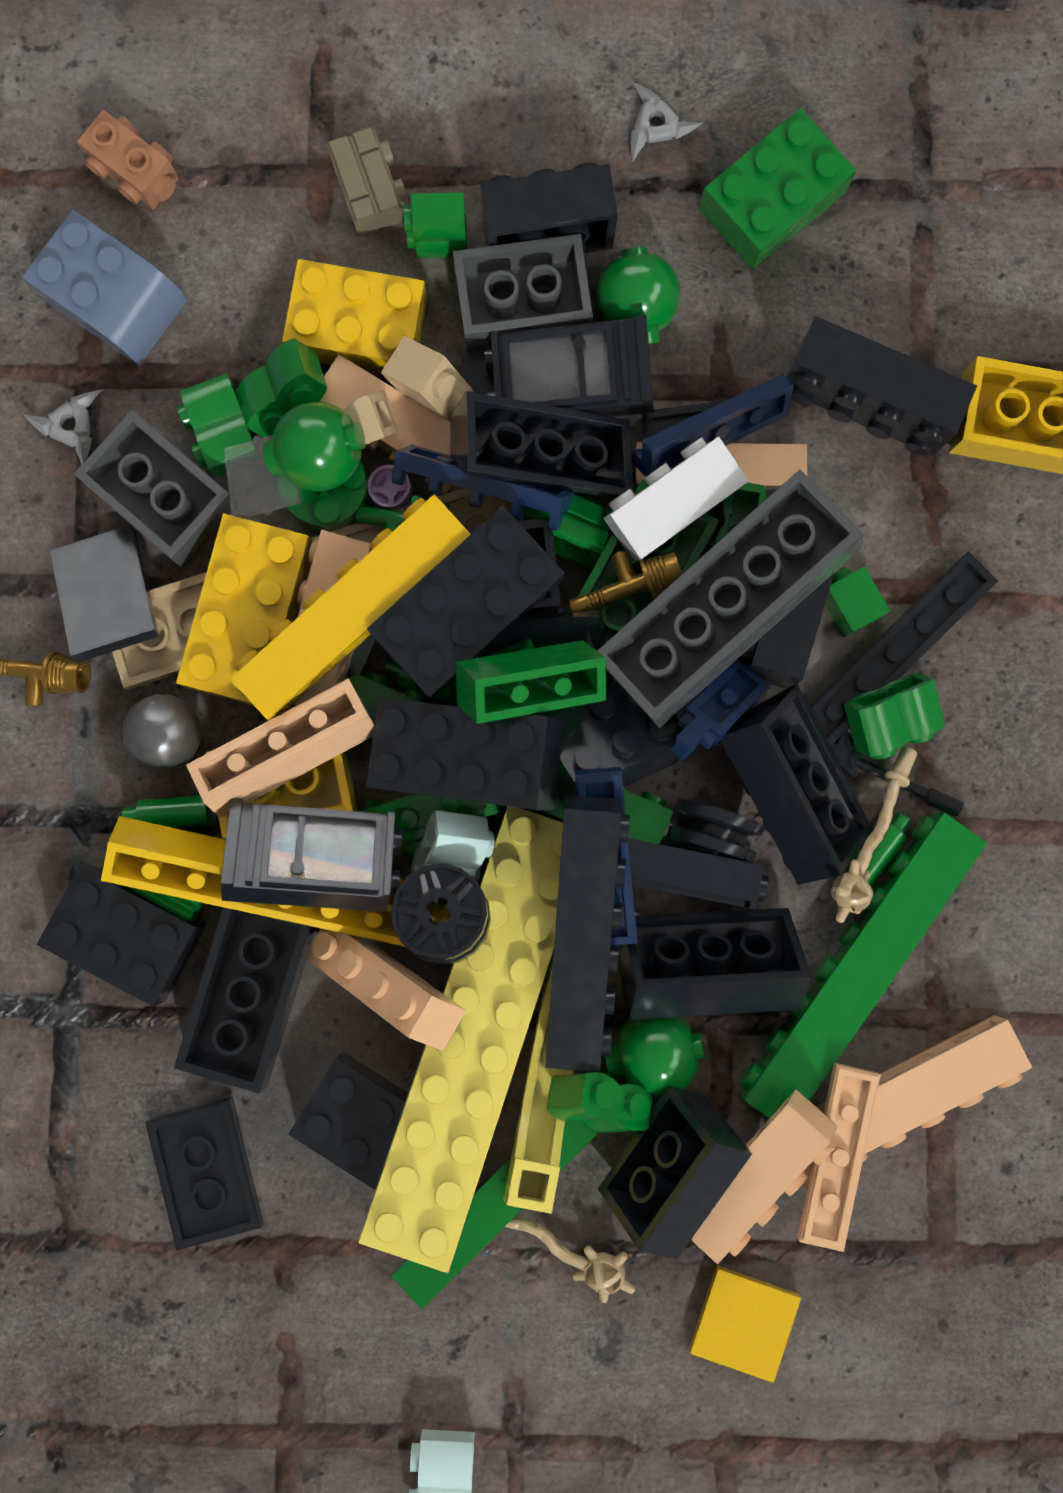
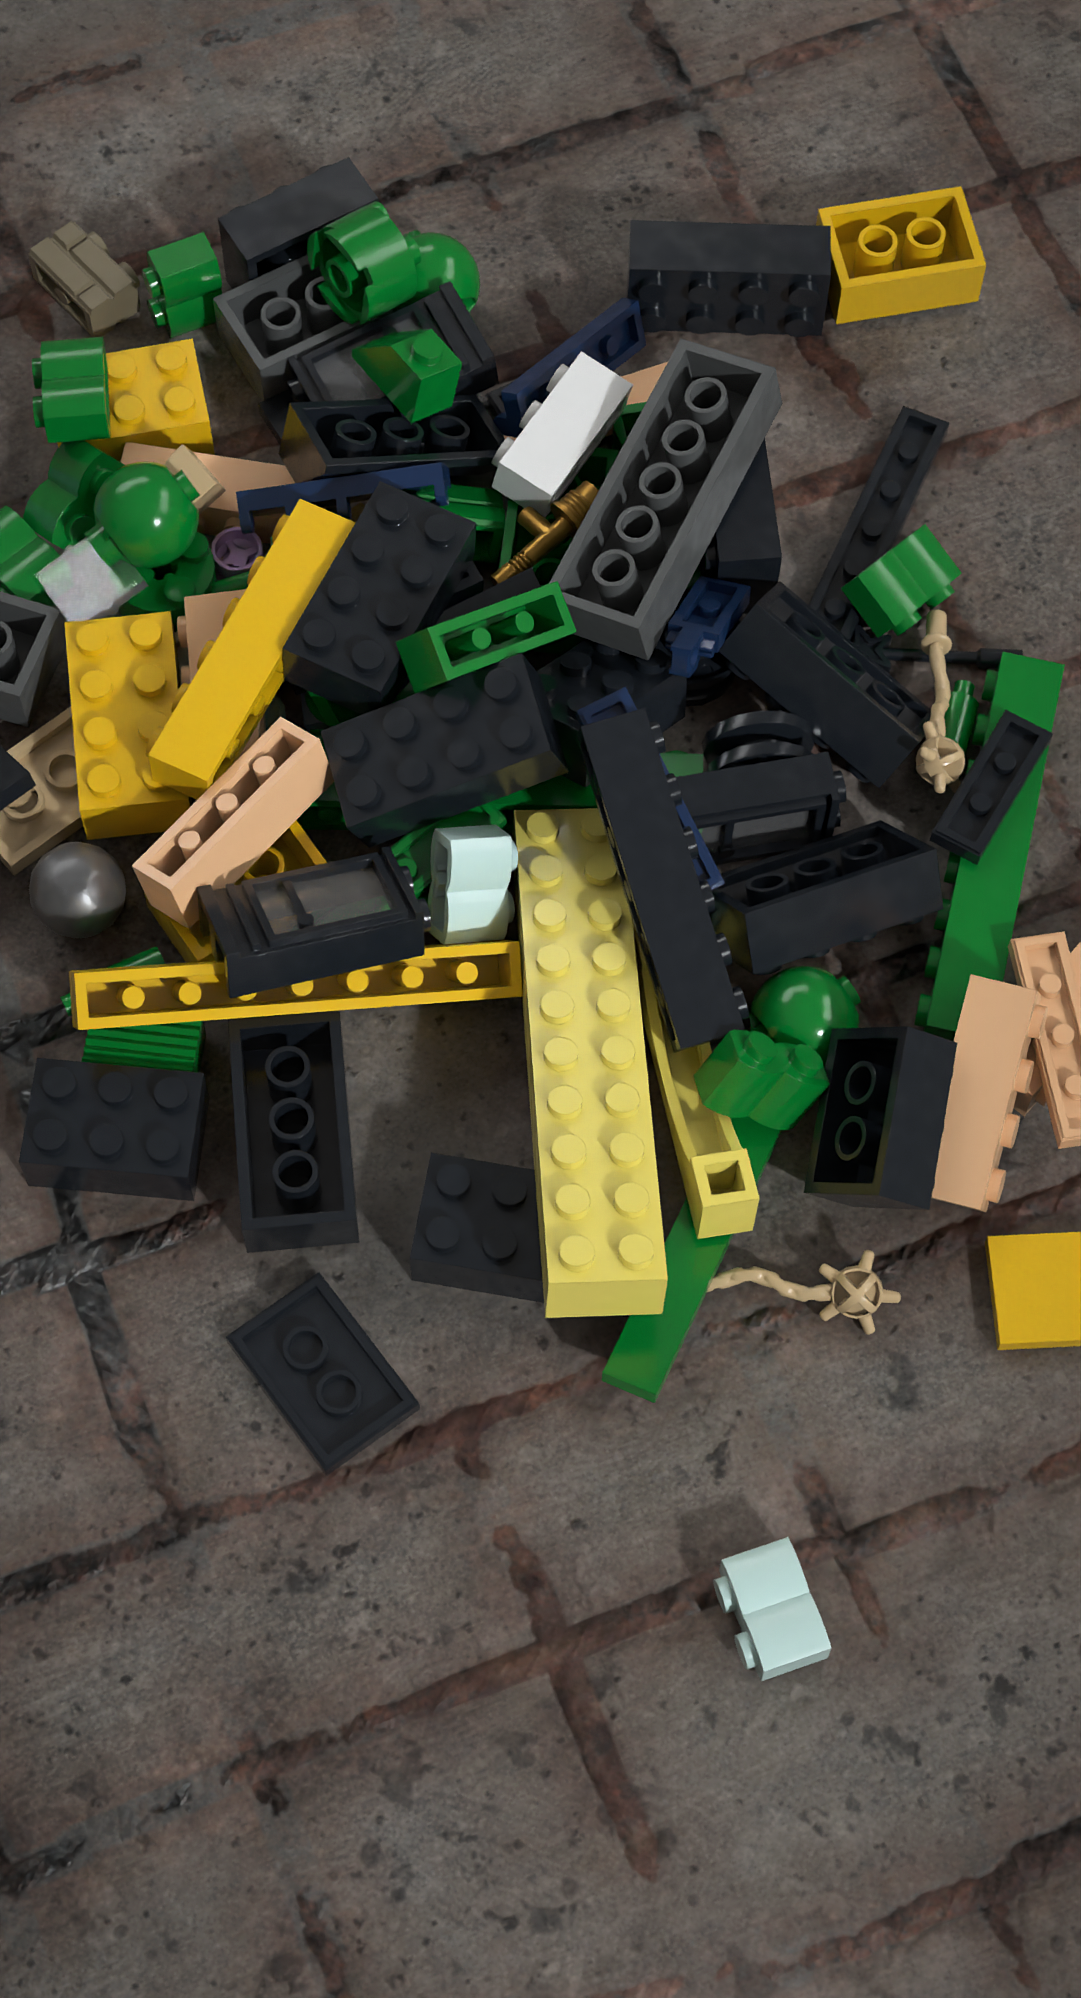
camera: 20 degrees left, 20 degrees down
(304, 304) = (73, 390): none -> green brick
(386, 987) = (454, 1033): light nougat brick -> none
(426, 377) = (235, 422): tan brick -> none
(432, 889) = (489, 923): black wheel -> none
(576, 392) = (412, 371): none -> green slope
(579, 278) = (364, 264): none -> green brick
(656, 107) = (369, 141): light grey piece -> none
(776, 189) = (533, 142): green brick -> none
(854, 600) = (805, 492): green brick -> none
(881, 928) = (991, 787): none -> black tile

